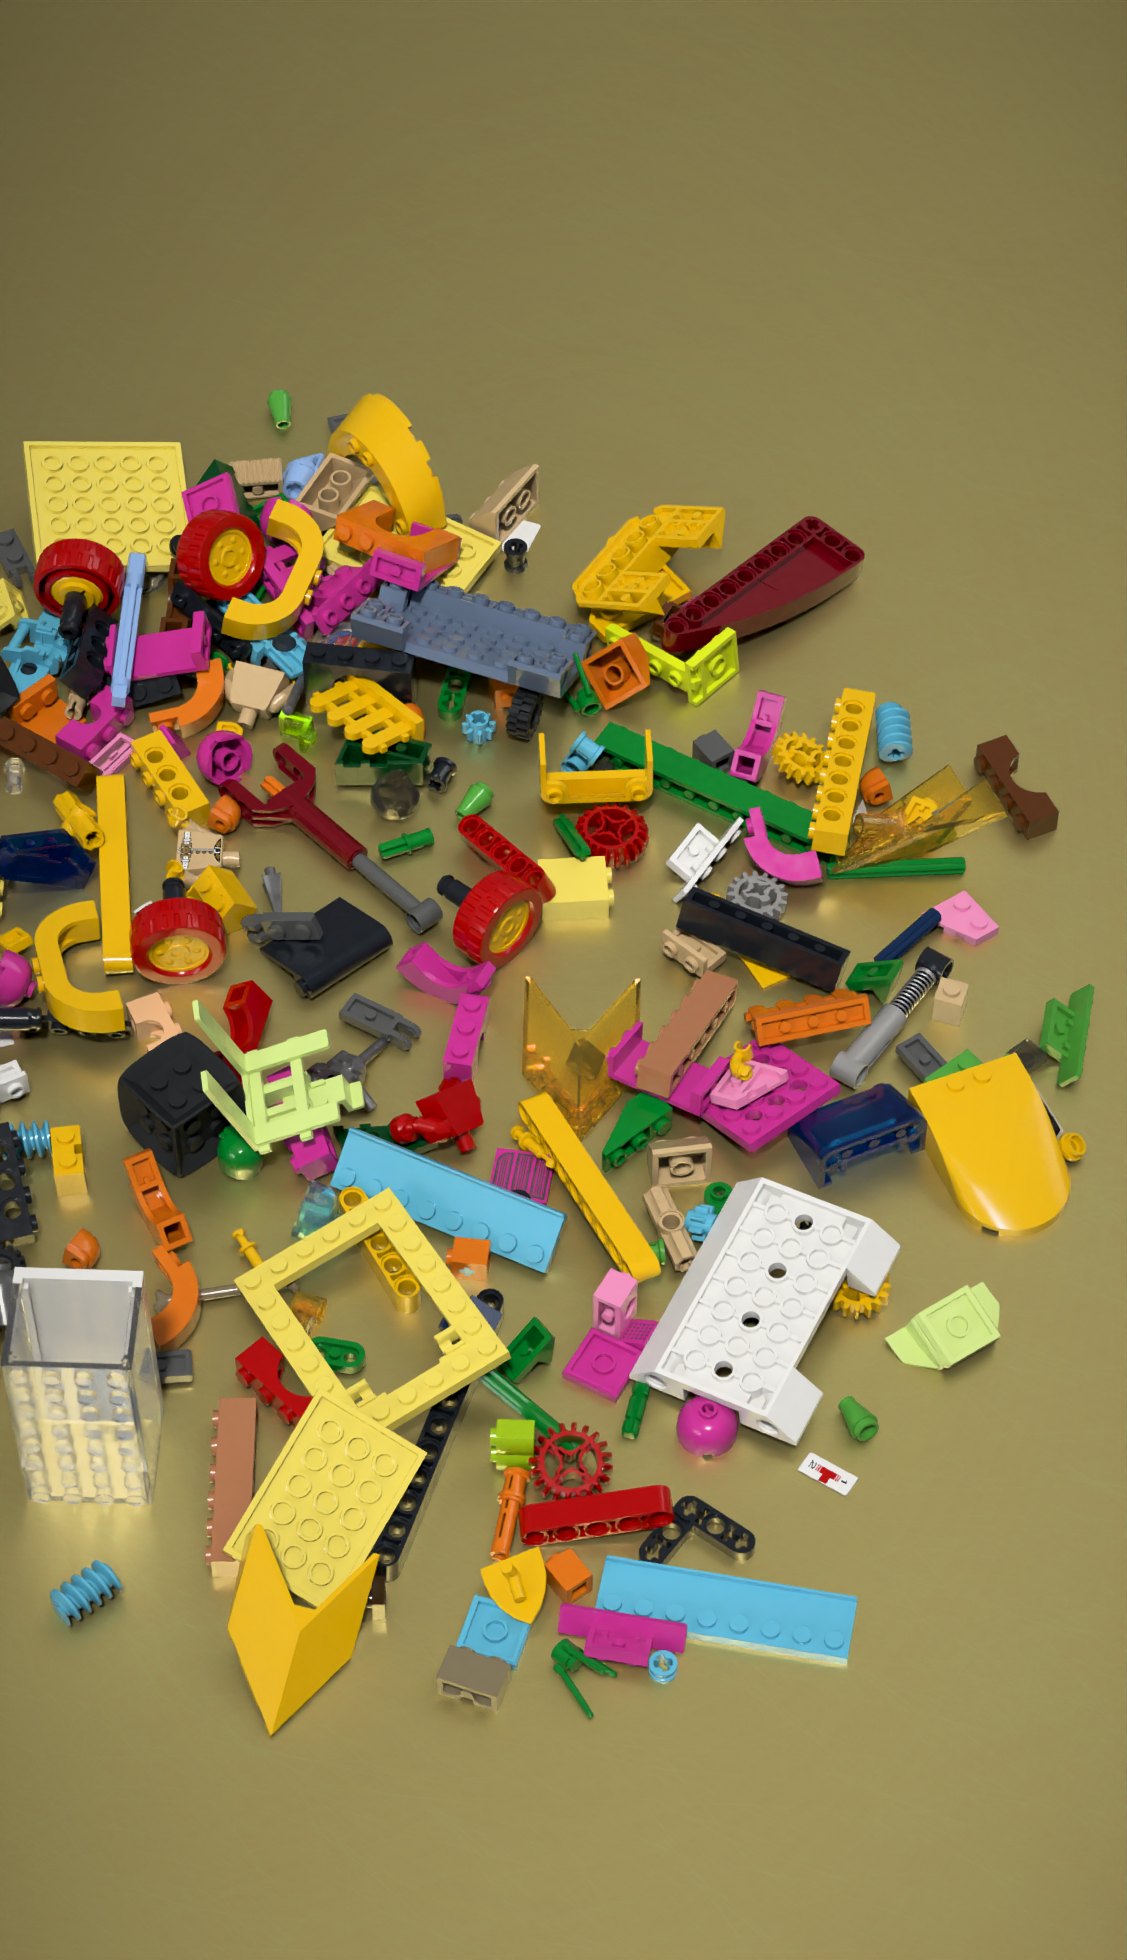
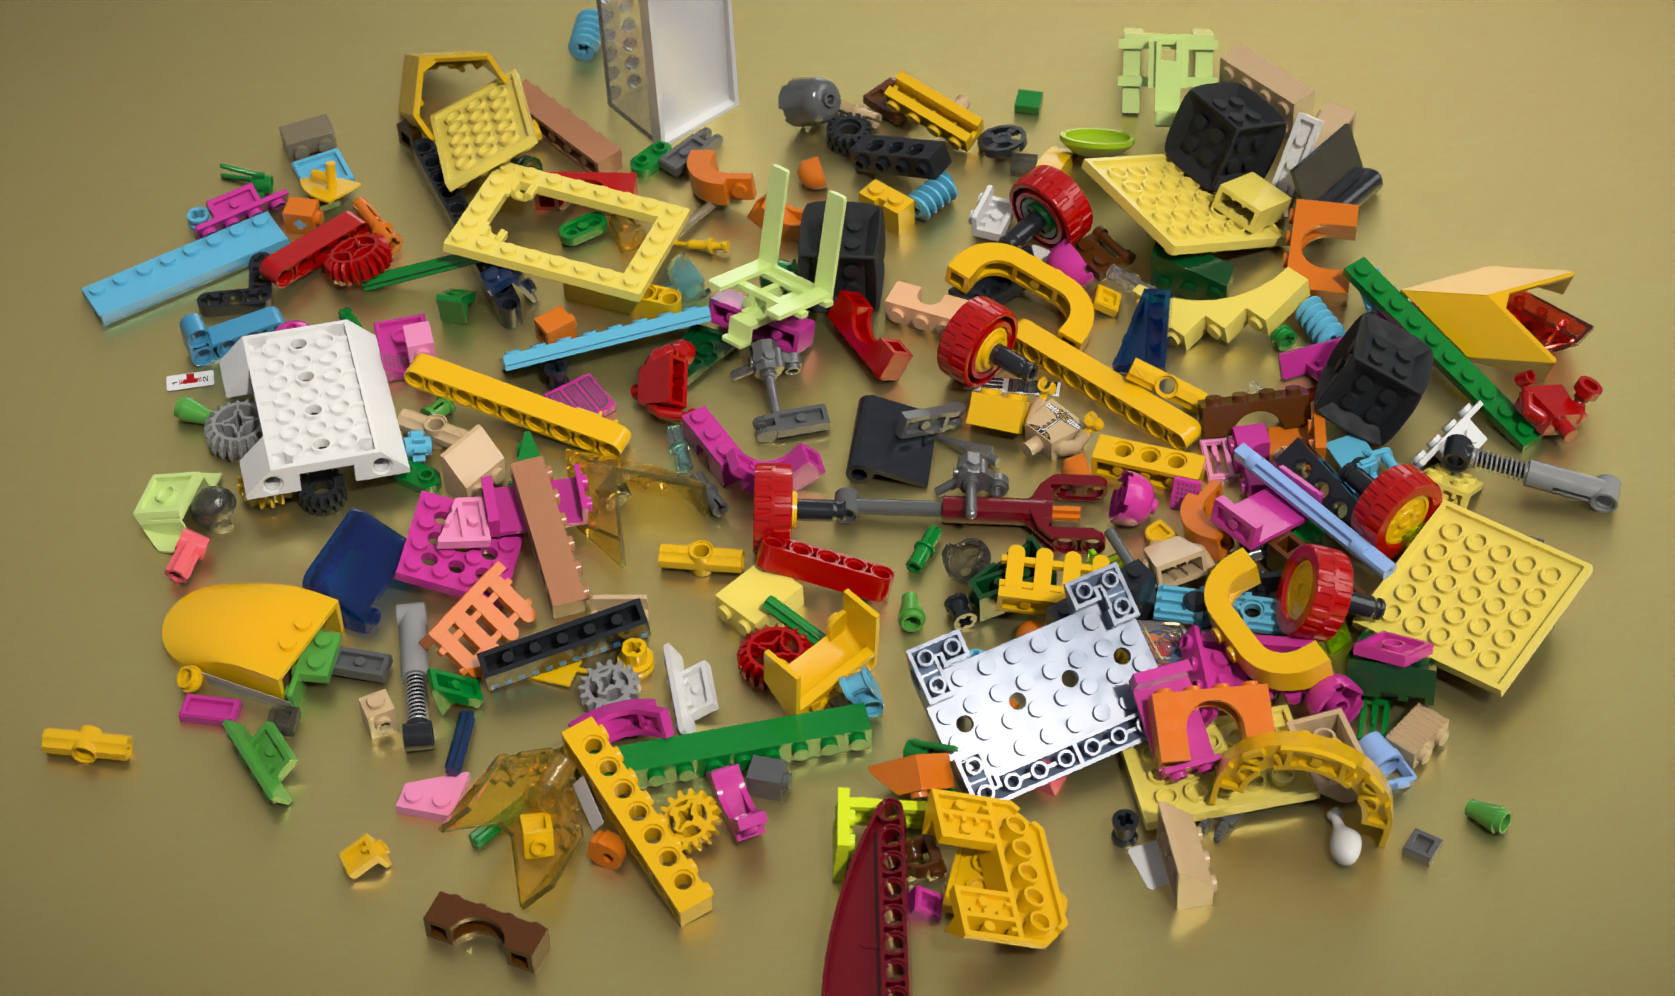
camera: 140 degrees right, 5 degrees down
(190, 1395) = (646, 161): none -> green plate
(313, 852) = (972, 477): none -> flat silver piece
(492, 1065) = (679, 449): none -> clear light blue axle
(512, 1009) = (713, 498): none -> dark grey pin
(512, 1443) = (405, 240): lime brick -> none
(579, 952) = (701, 558): none -> yellow piece
(739, 1058) = (478, 521): yellow arm -> none
(755, 1476) = (212, 343): none -> dark azure beam
(839, 1373) = (233, 429): none -> light grey gear
(893, 732) = (634, 900): medium azure piece -> none
(925, 1286) = (213, 509): none -> clear smoke cap
(979, 1266) = (189, 550): none -> coral piece
(1055, 901) = (364, 855): none -> yellow bracket
(1075, 1114) = (209, 710): none -> dark pink tile

